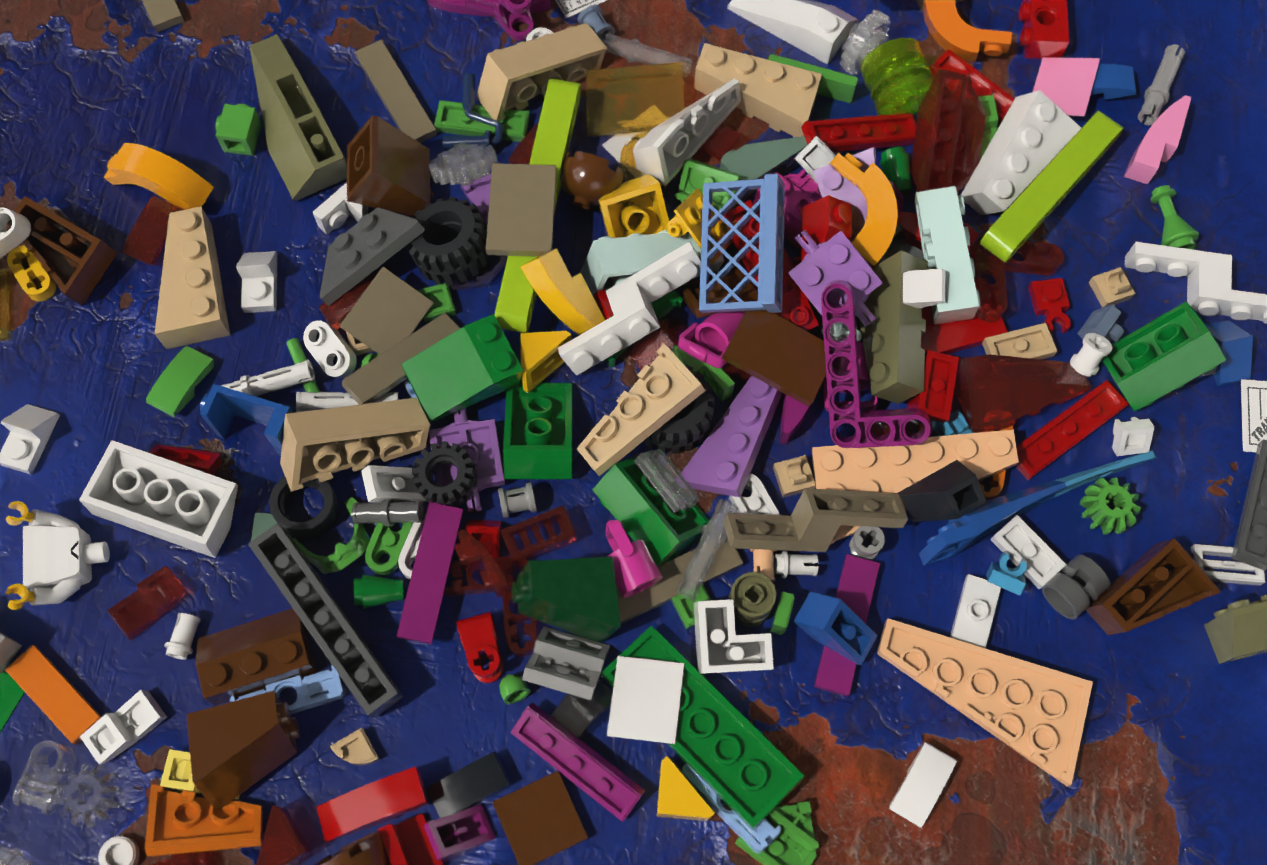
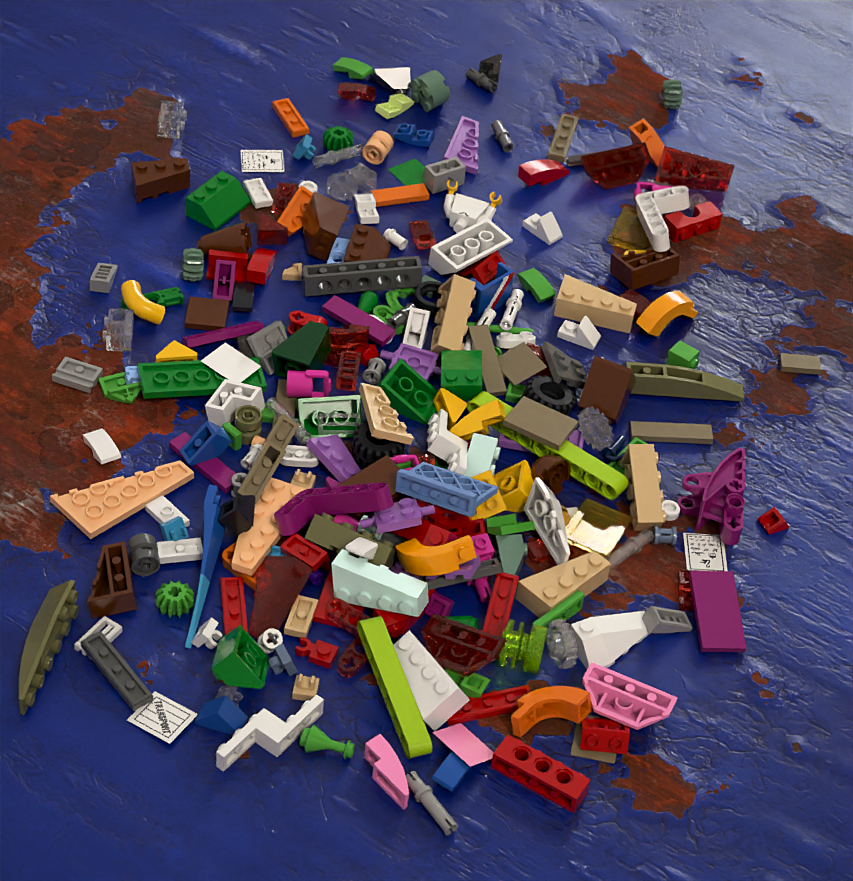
camera: 115 degrees right, 25 degrees down
(445, 455) = (406, 342): black tyre -> none

